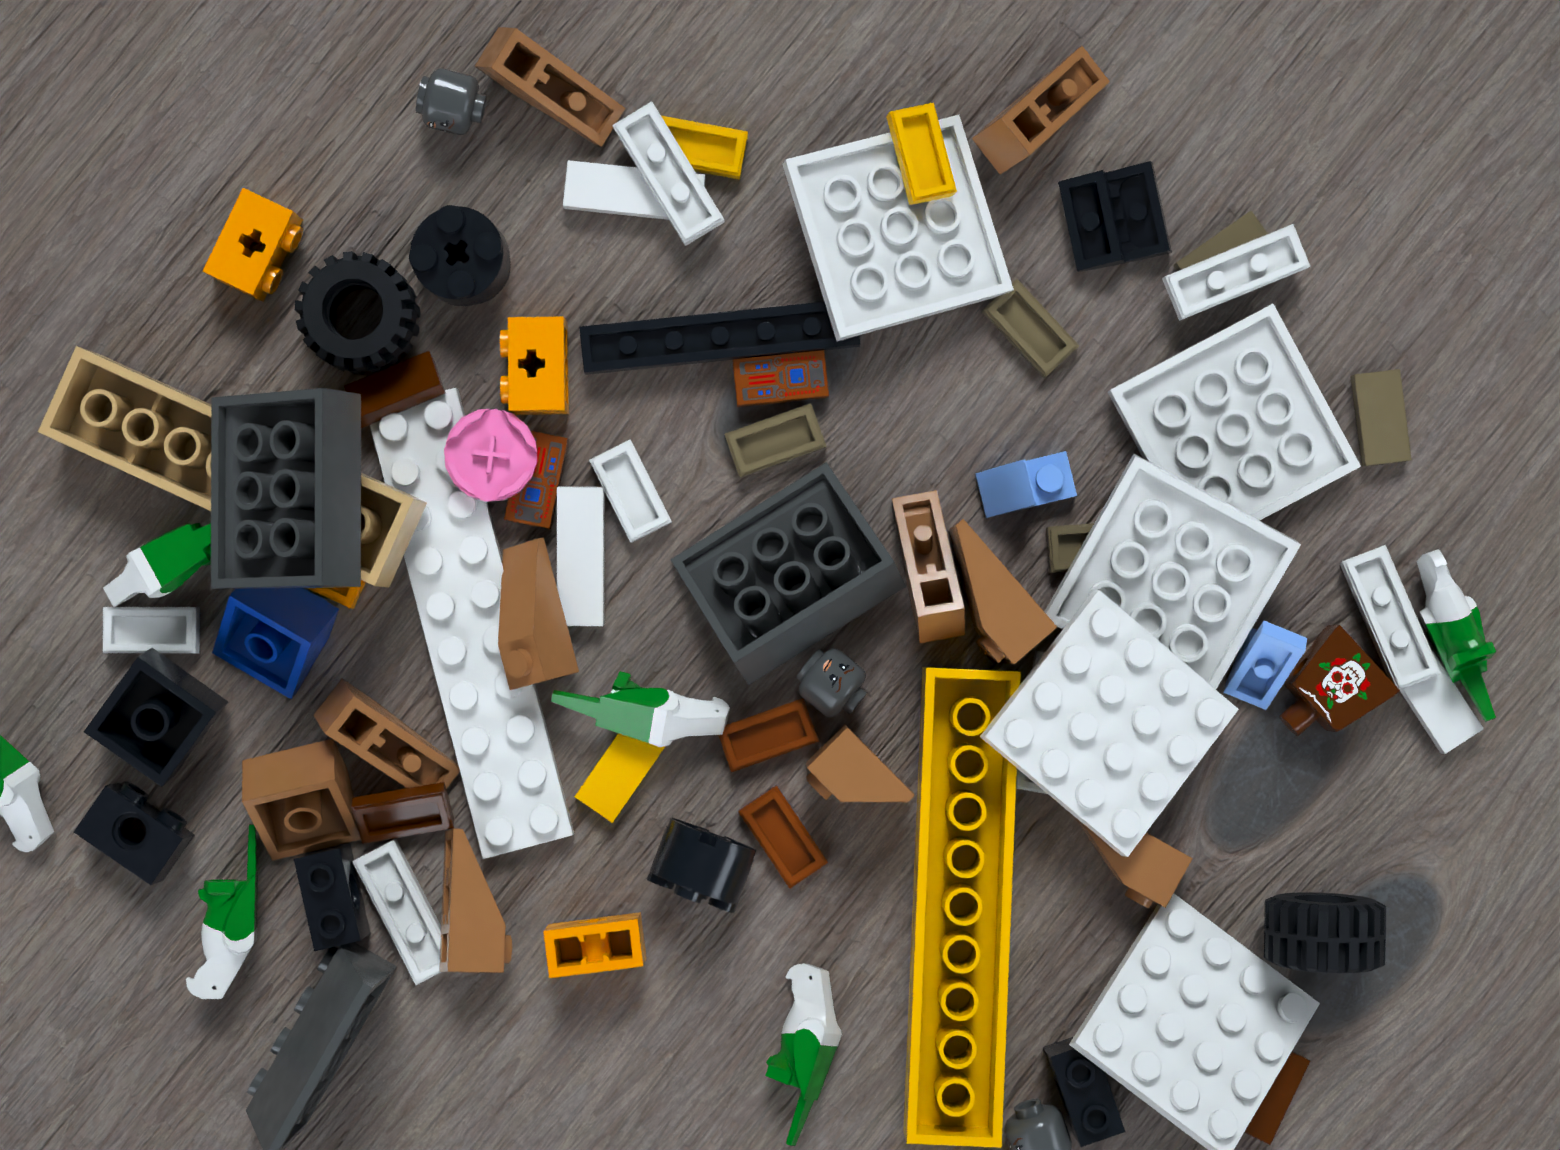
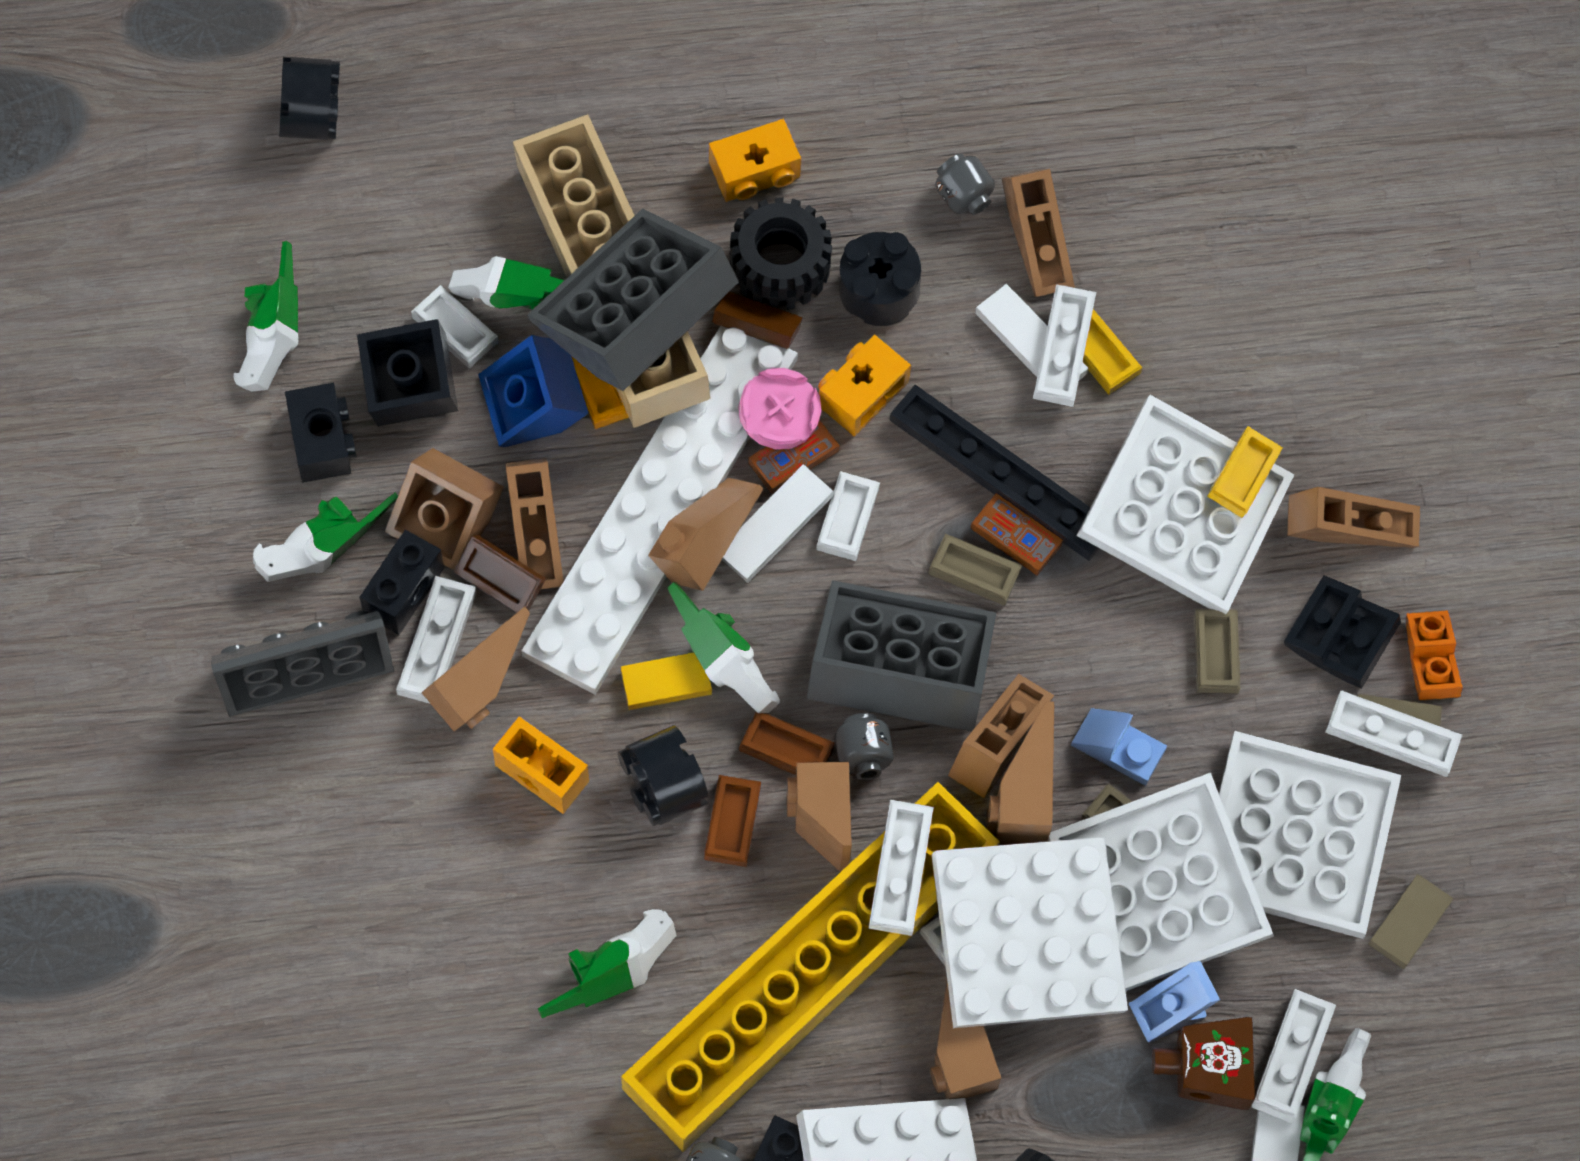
camera: 45 degrees right, 20 degrees down
(966, 770) = (901, 867): none -> white tile
(1203, 170) = (1432, 655): none -> orange slope

